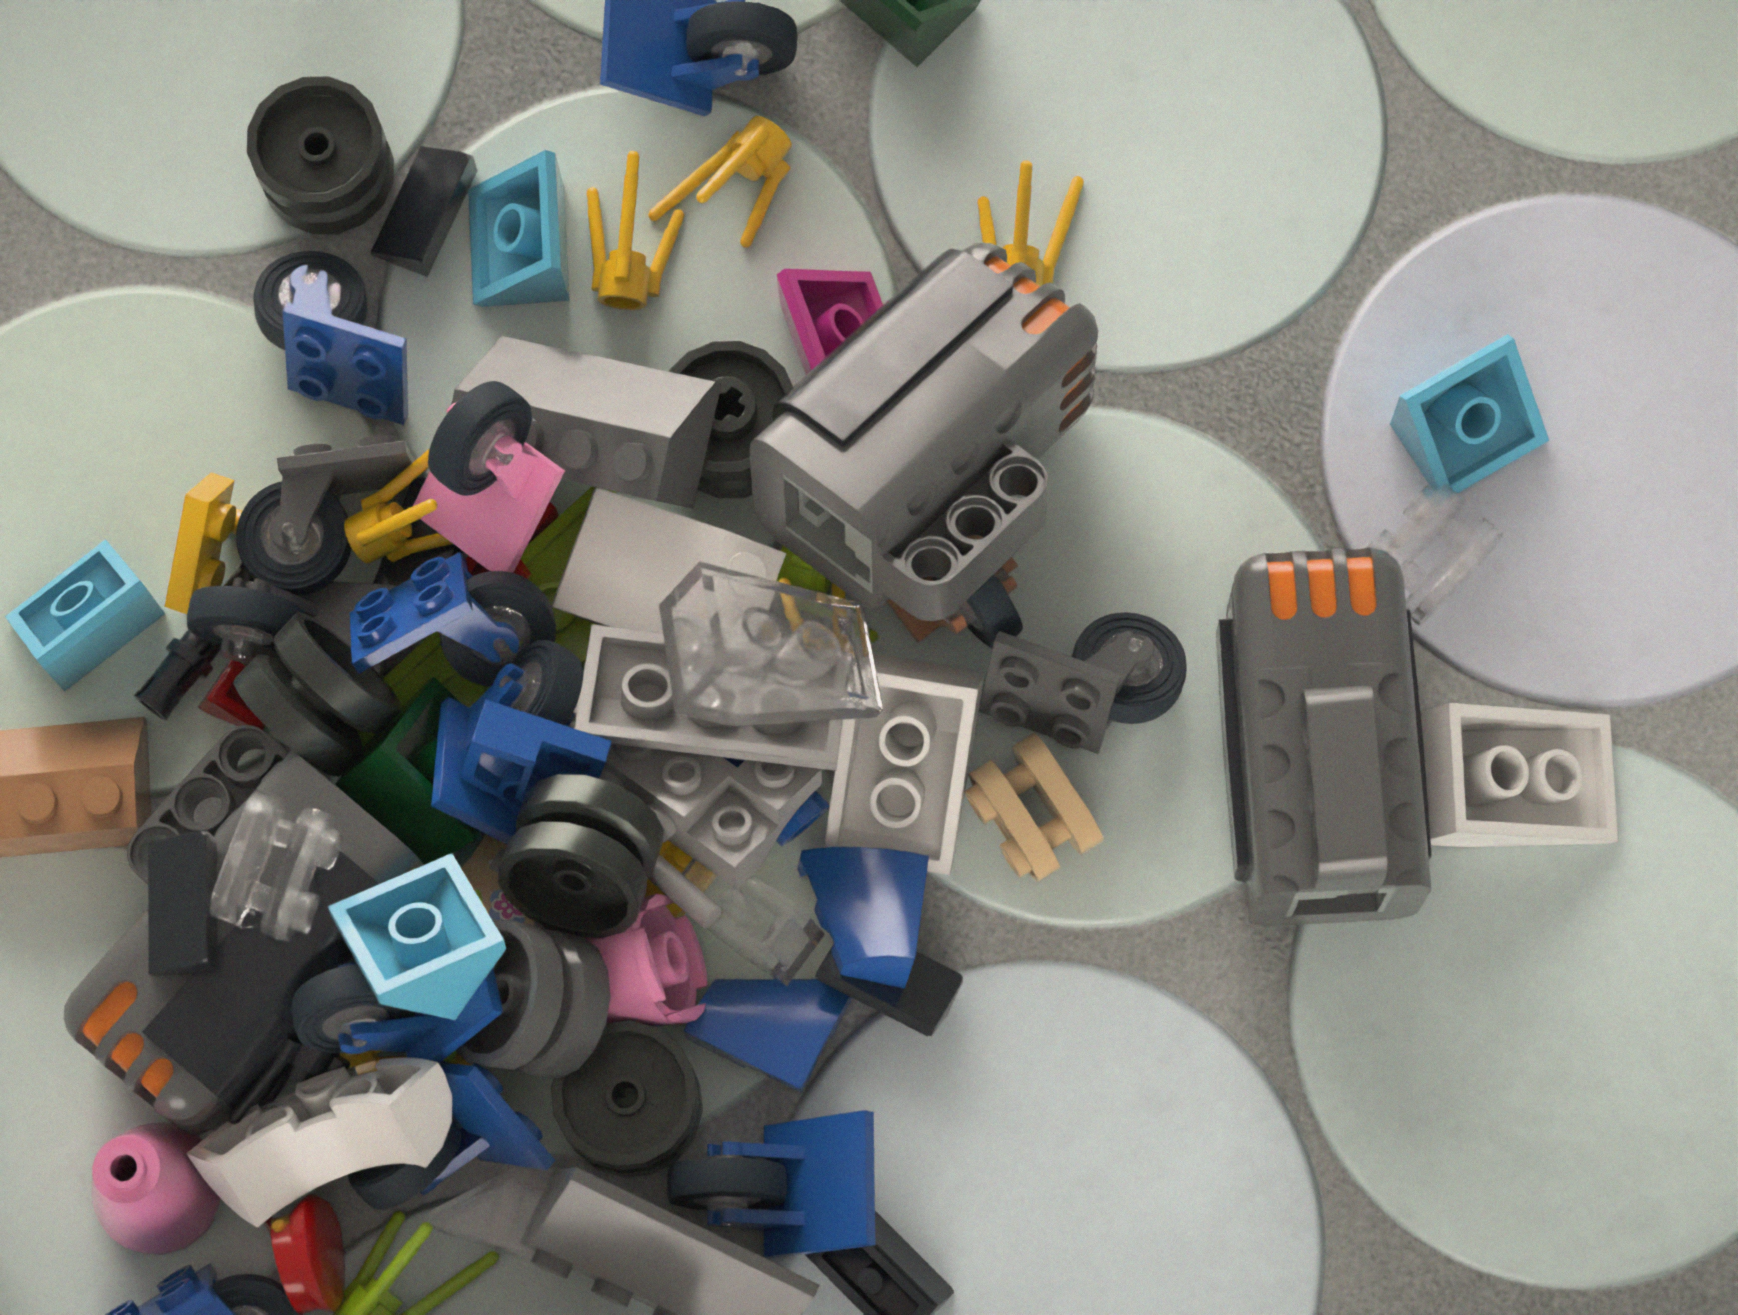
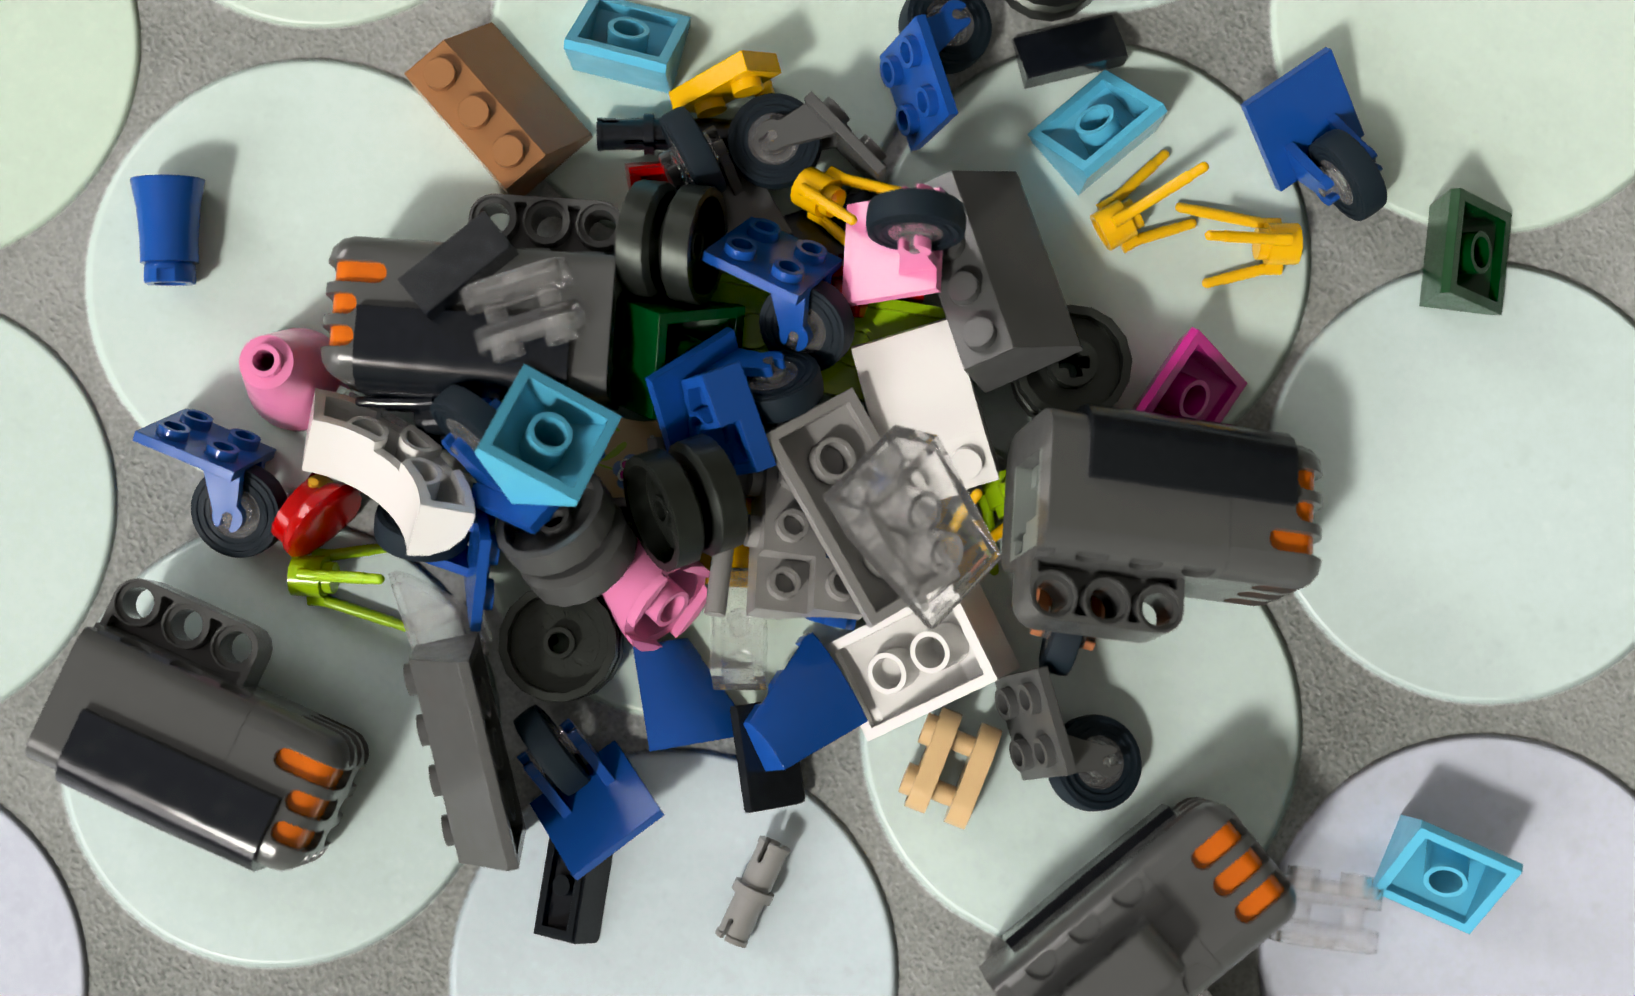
camera: 55 degrees right, 10 degrees up
(1015, 1091) = (752, 891): none -> light grey pin
(1019, 250) = (1333, 479): yellow plant -> none

